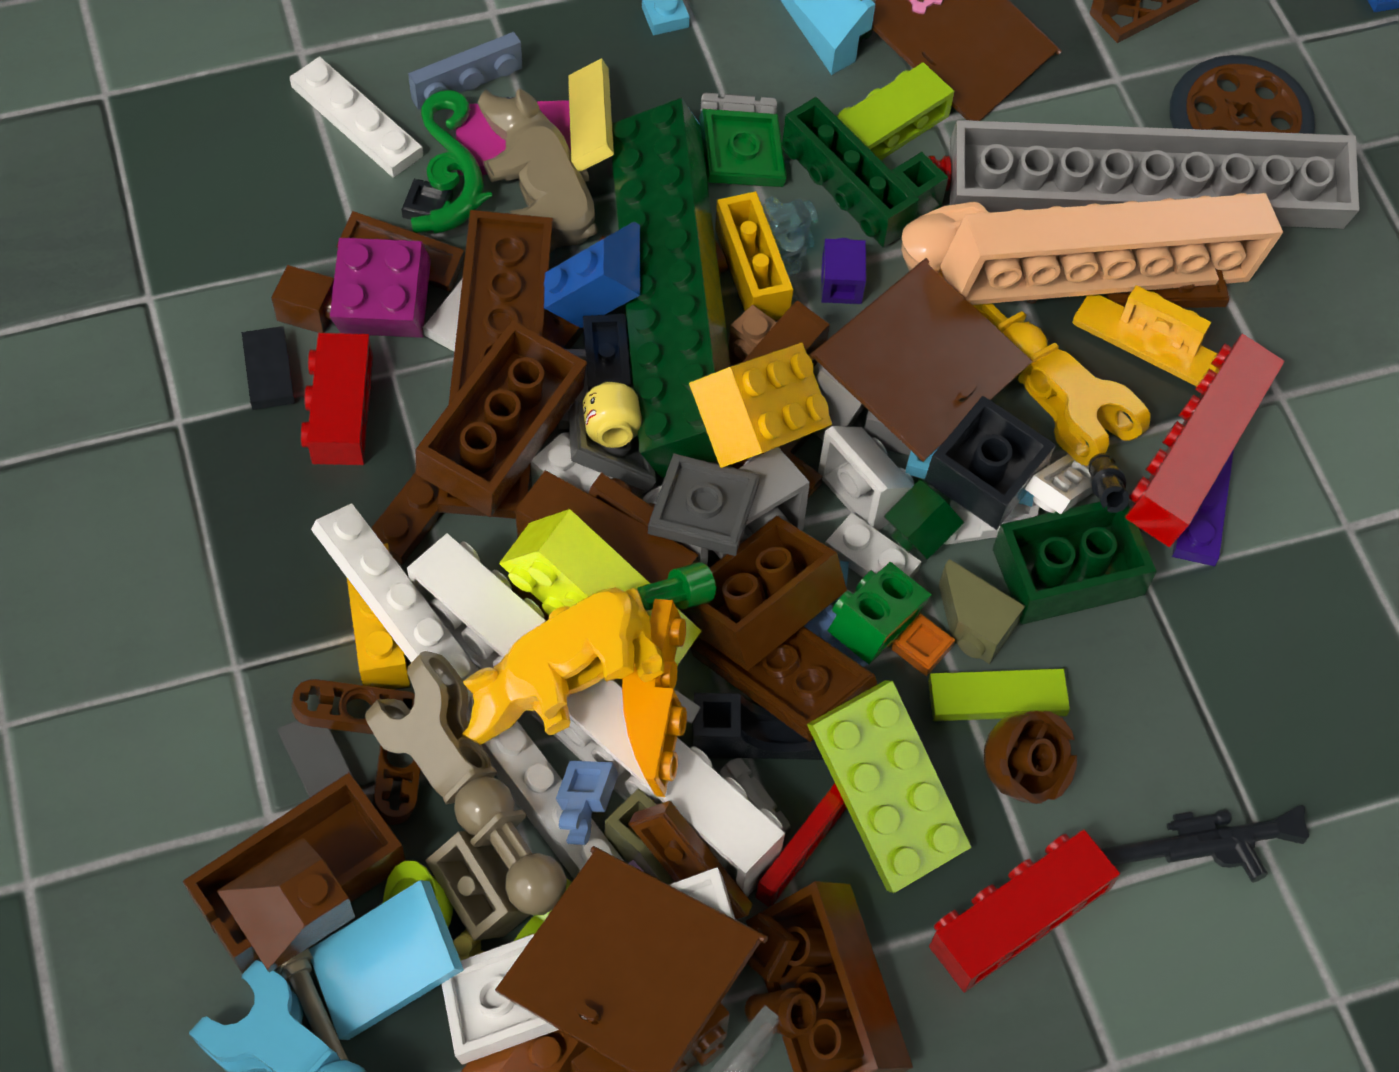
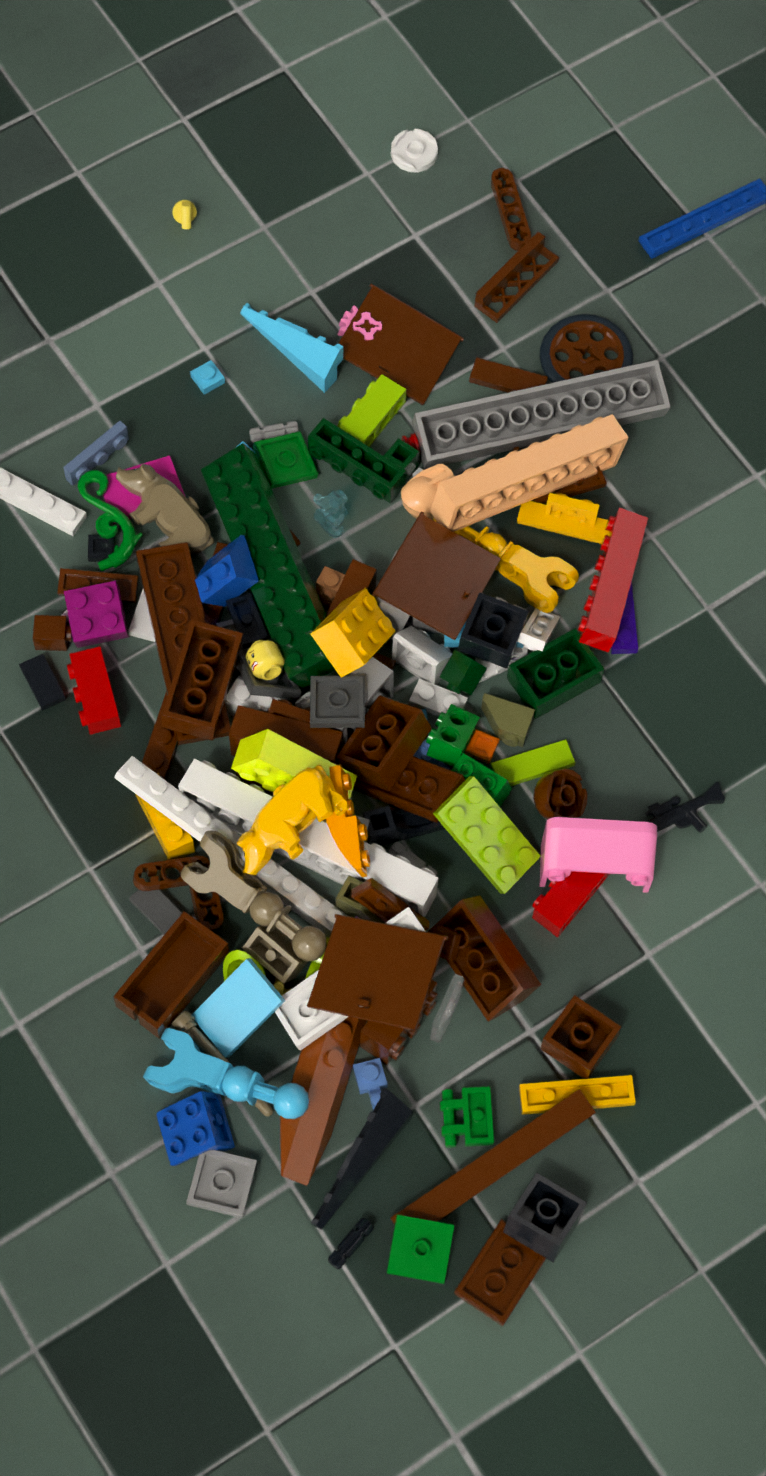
camera: 15 degrees left, 5 degrees up
(287, 903) = (177, 991): reddish brown slope -> none
(583, 791) = (319, 884): medium blue plate -> none
(590, 115) = (186, 465): light yellow tile -> none
(685, 585) = (340, 754): green piece -> none
(753, 255) = (315, 533): yellow brick -> none
(793, 1007) = (468, 969): reddish brown cone -> none
(801, 847) = (446, 882): red tile -> none
(843, 271) = (371, 526): dark purple brick -> none
(924, 705) = (493, 783): none -> green brick
(1076, 859) = (598, 848): none -> bright pink windscreen
(1091, 107) = (503, 377): none -> reddish brown tile
(1108, 483) = (564, 622): black pin -> none

